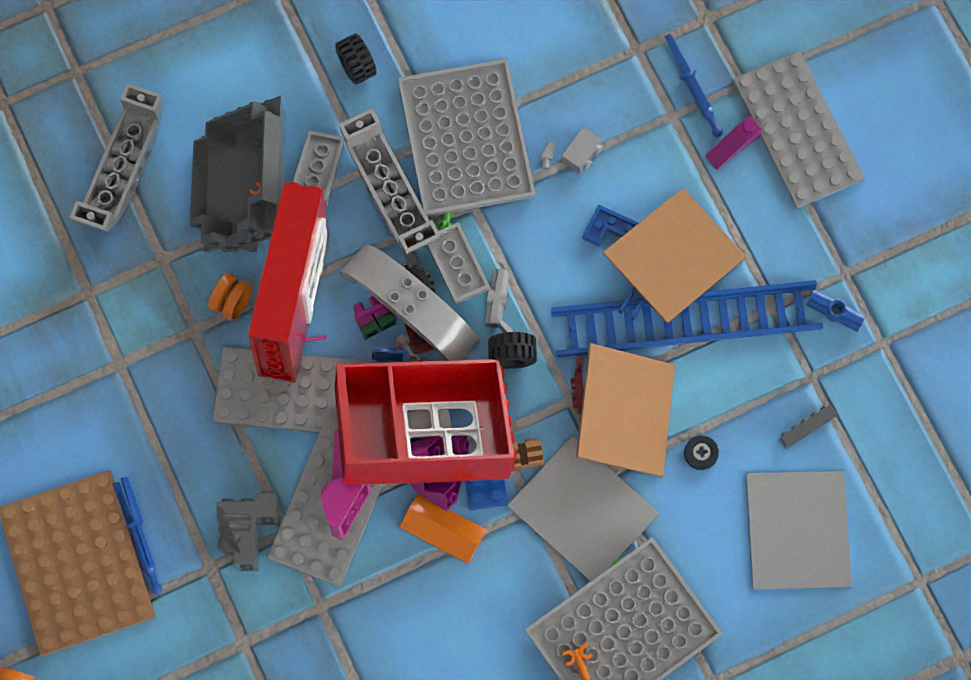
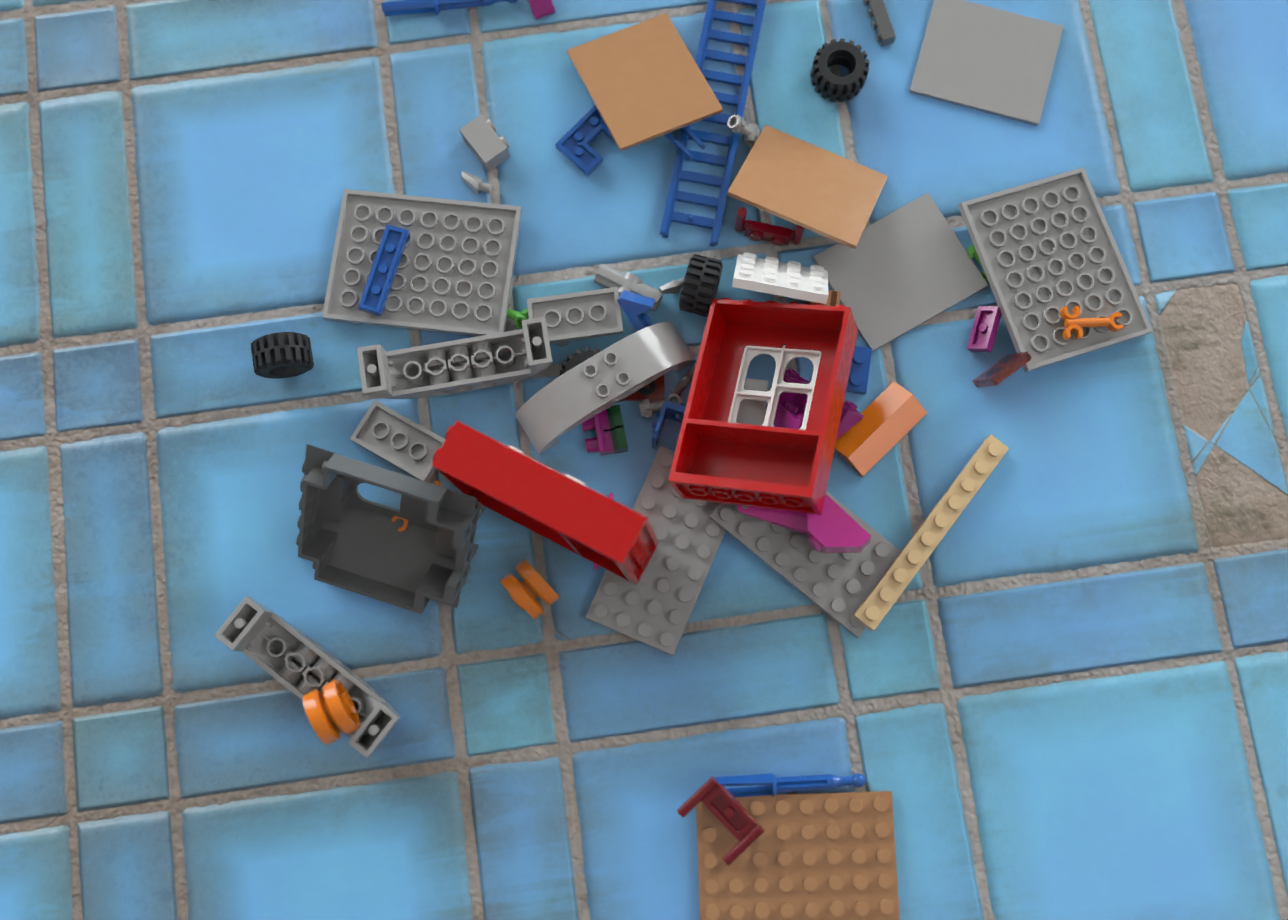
camera: 70 degrees left, 5 degrees up
(95, 182) = (331, 712): none -> orange wheel
(103, 494) = (728, 812): none -> dark red plate
(241, 527) = (819, 657): dark grey brick -> none
(369, 590) = (930, 533): none -> tan plate
(449, 109) = (383, 270): none -> blue tile
(477, 306) = (634, 306): none -> blue slope
(518, 608) = (1002, 369): none -> clear red tile
(535, 408) = (781, 278): none -> white plate
(552, 589) = (984, 329): none -> magenta plate
(661, 353) = (749, 131): none -> light grey bar
(693, 446) = (863, 130): black bush -> none
(743, 393) = (841, 54): none -> black tyre

